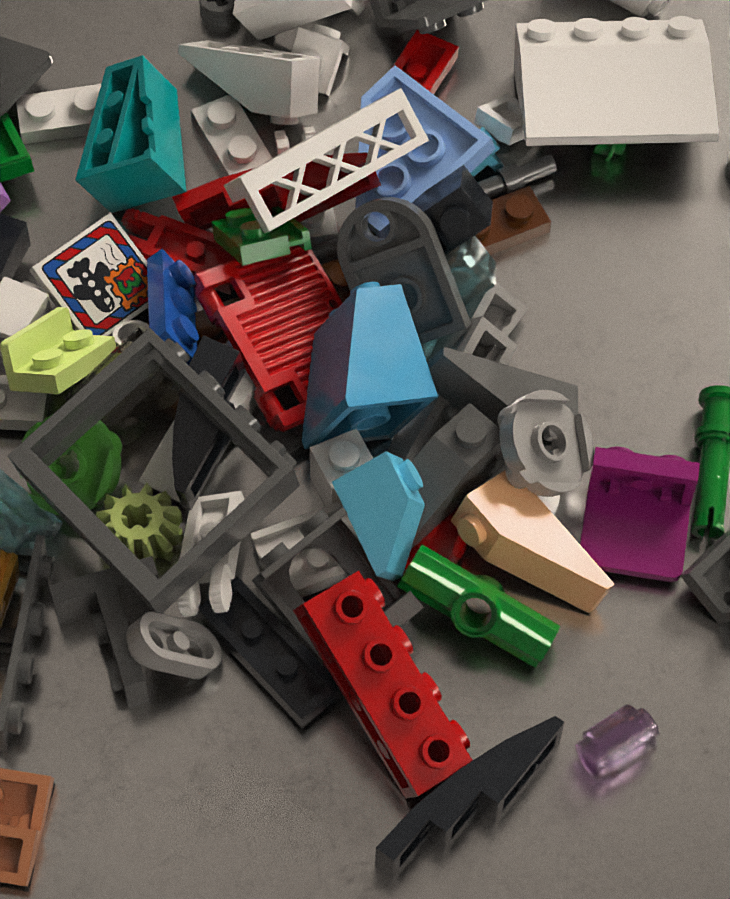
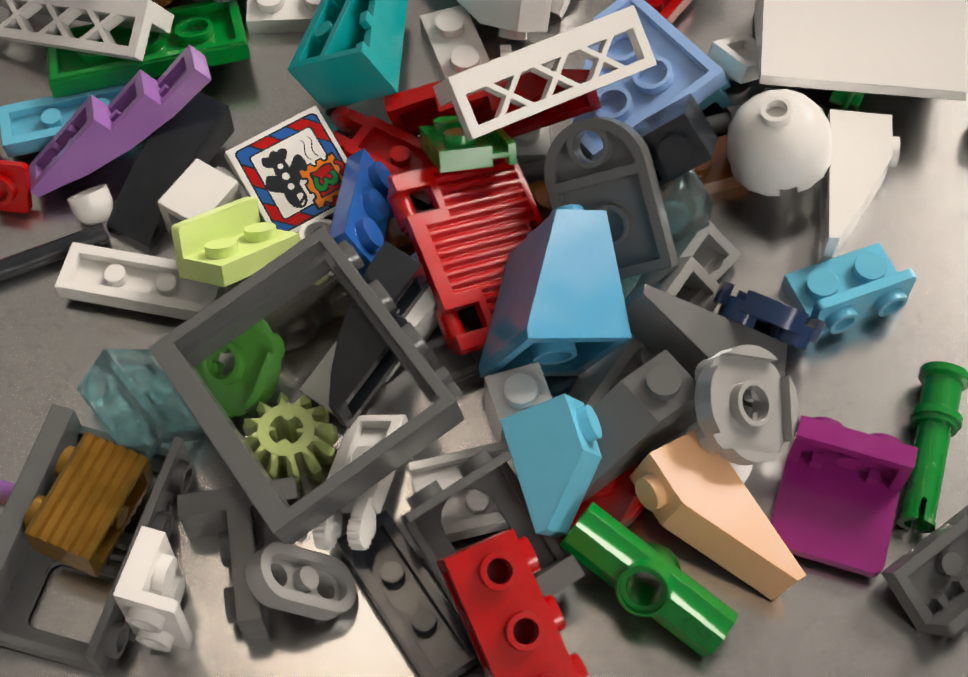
camera: 10 degrees right, 0 degrees up
(46, 681) = (152, 593): none -> white bracket
(550, 201) = (779, 142): none -> white cylinder
(572, 364) = (785, 321): none -> dark blue plate
(622, 217) = (860, 158): none -> white slope
(628, 330) = (849, 288): none -> medium azure bracket

